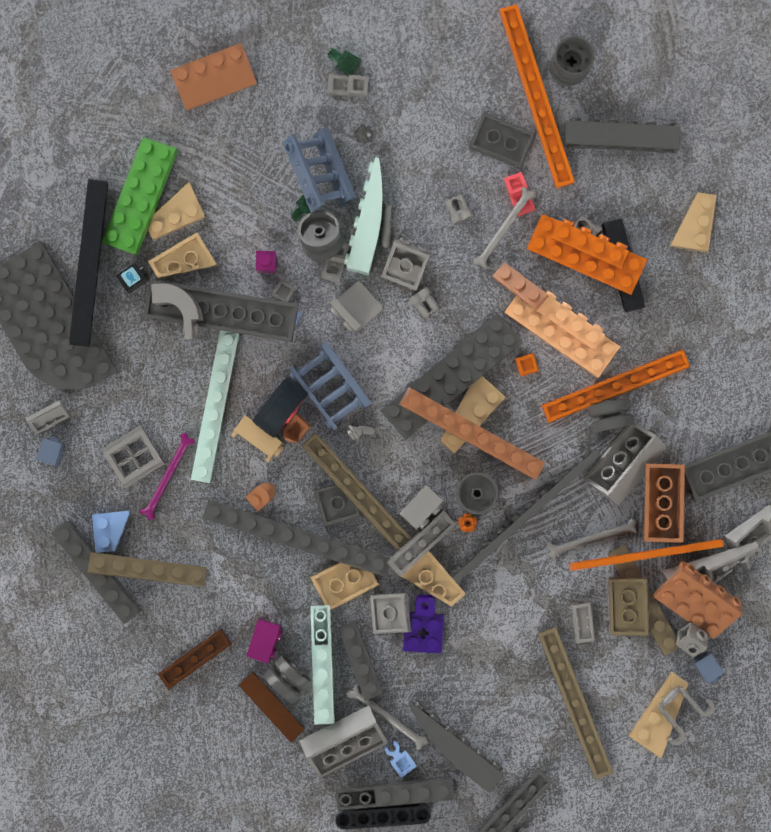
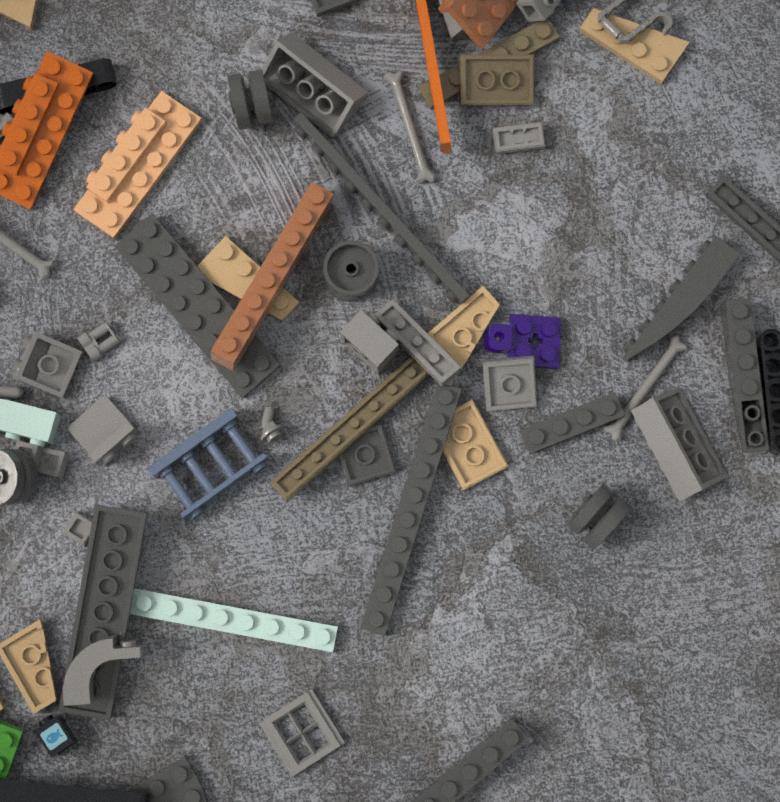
camera: 85 degrees left, 5 degrees down
(108, 530) = (401, 765): light blue wing -> none
(147, 569) = (455, 709): dark tan plate -> none
(149, 510) = (375, 709): magenta piece -> none
(194, 658) = (574, 645): reddish brown tile -> none
(257, 437) = (276, 559): tan brick -> none
(261, 495) = (354, 555): nougat plate -> none
(264, 640) = (548, 550): magenta brick -> none
(266, 262) = (38, 551): magenta brick -> none
(271, 707) = (635, 540): reddish brown tile -> none
(280, 407) = (235, 527): black wheel -> none
(296, 429) = (266, 509): nougat plate -> none
(322, 665) = (579, 472): light aqua slope -> none
(402, 760) = (702, 368): light blue plate -> none
(462, 522) = (393, 290): orange plate -> none
(520, 286) = (79, 215): nougat plate -> none
(526, 364) = (183, 209): orange tile -> none
(575, 703) = (621, 148): dark tan plate -> none
(615, 386) = (213, 98): orange tile -> none
(664, 503) = (363, 32): nougat slope -> none

